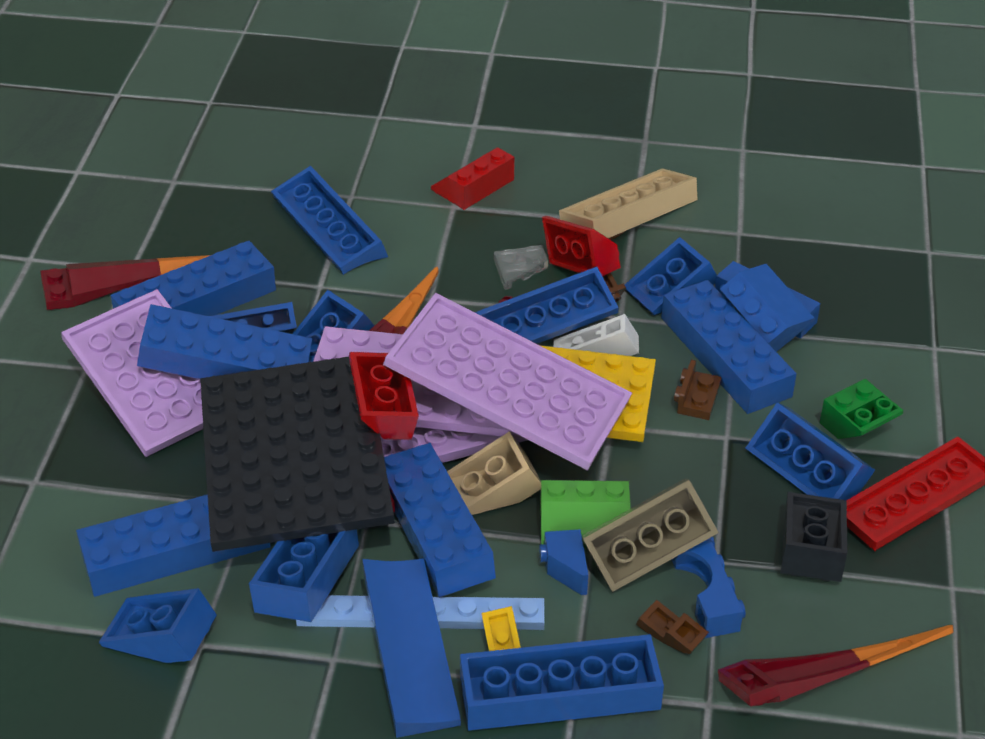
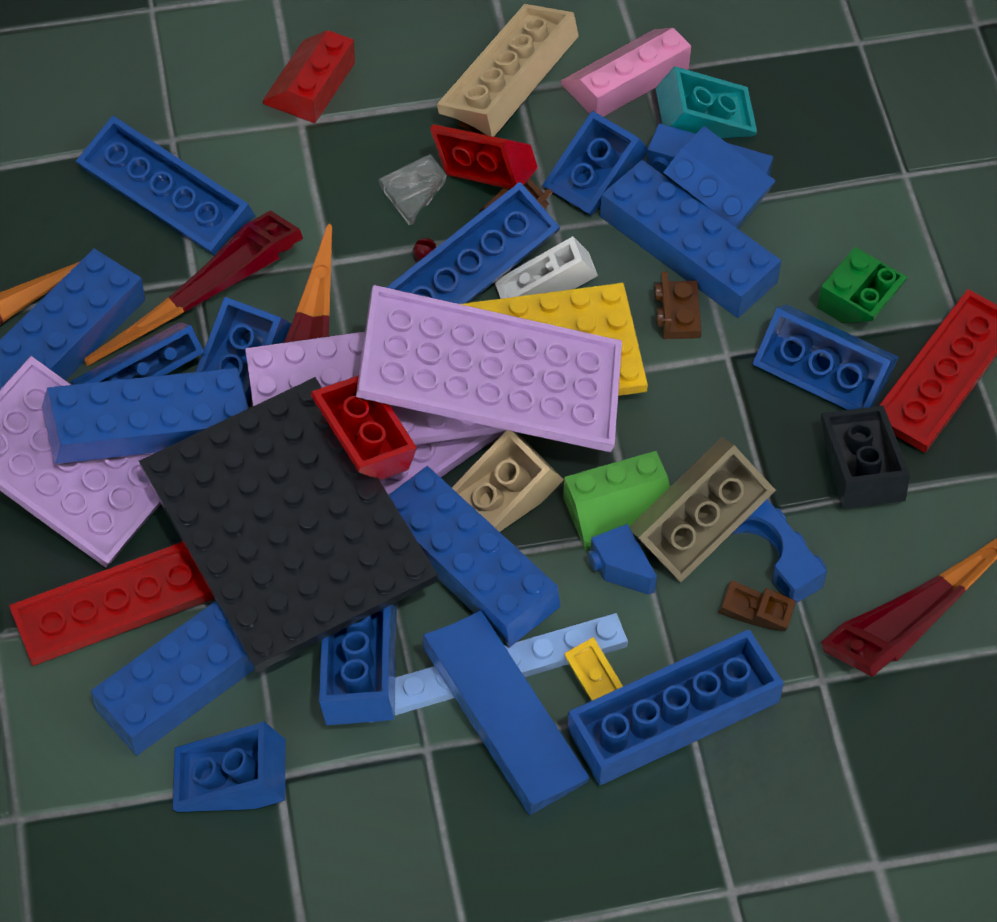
camera: 20 degrees left, 15 degrees up
(127, 479) = (109, 603): none -> red plate
(361, 278) = (246, 253): none -> dark red plate
(729, 227) = (628, 71): none -> bright pink slope
(790, 262) = (698, 100): none -> teal slope

